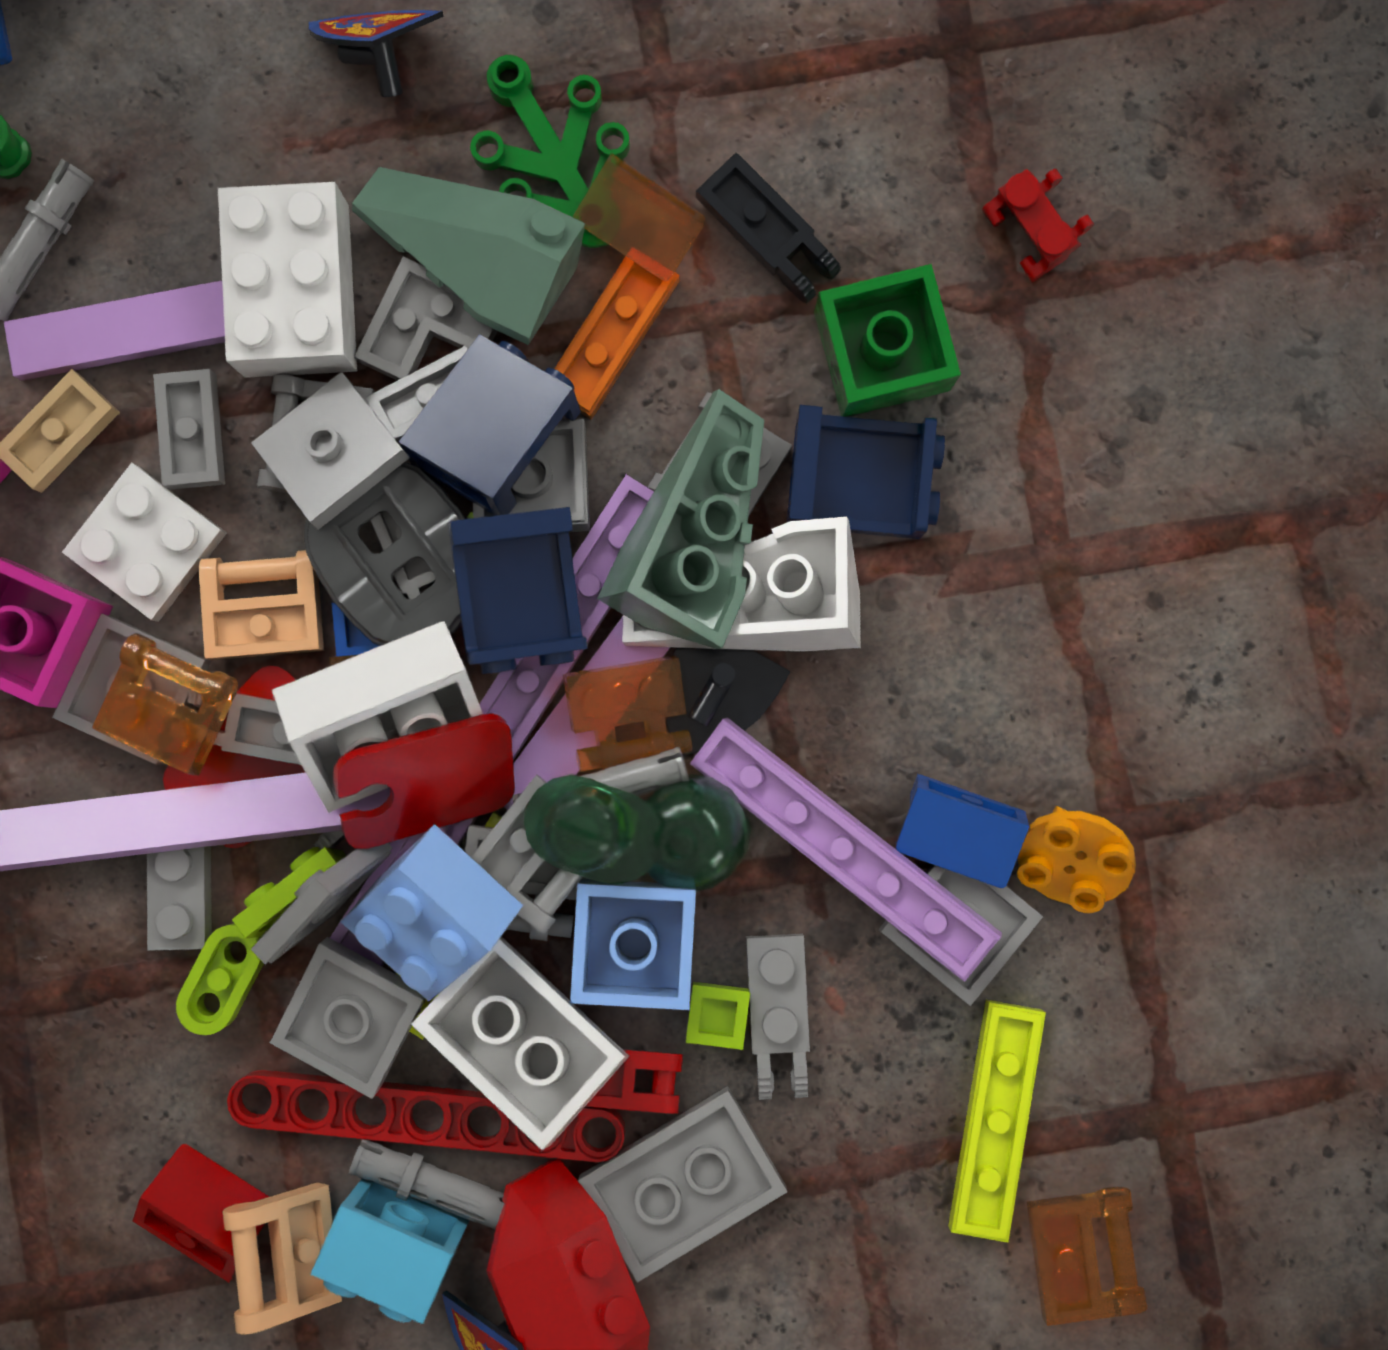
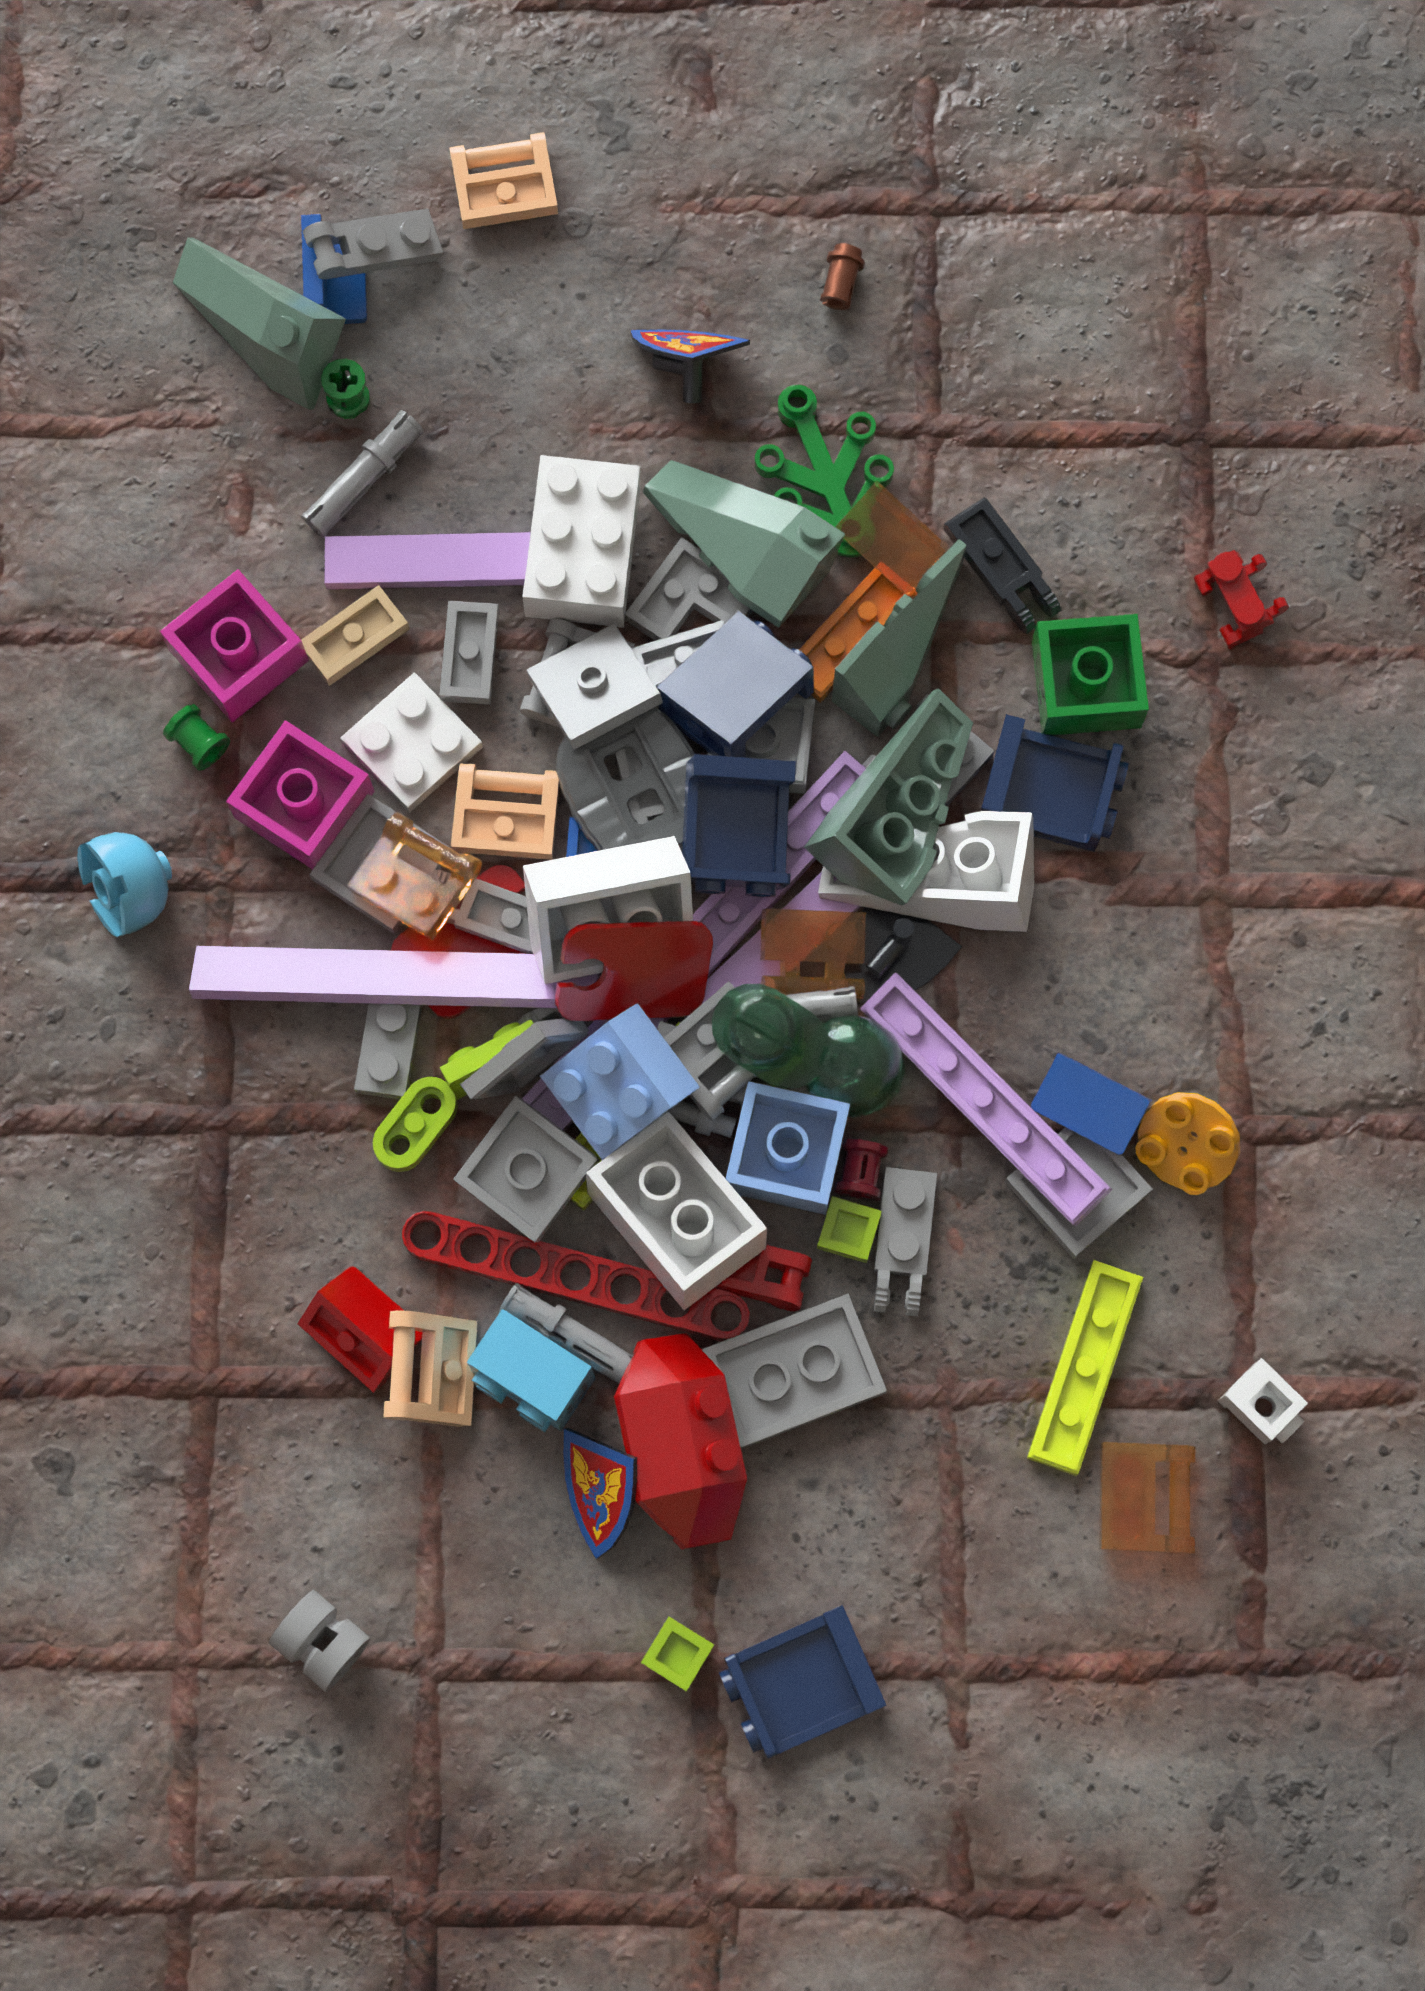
camera: 10 degrees right, 10 degrees down
(657, 366) = (885, 664): none -> sand green wedge
(712, 961) = (851, 1183): none -> dark red bush
(1177, 1120) = (1265, 1383): none -> white brick

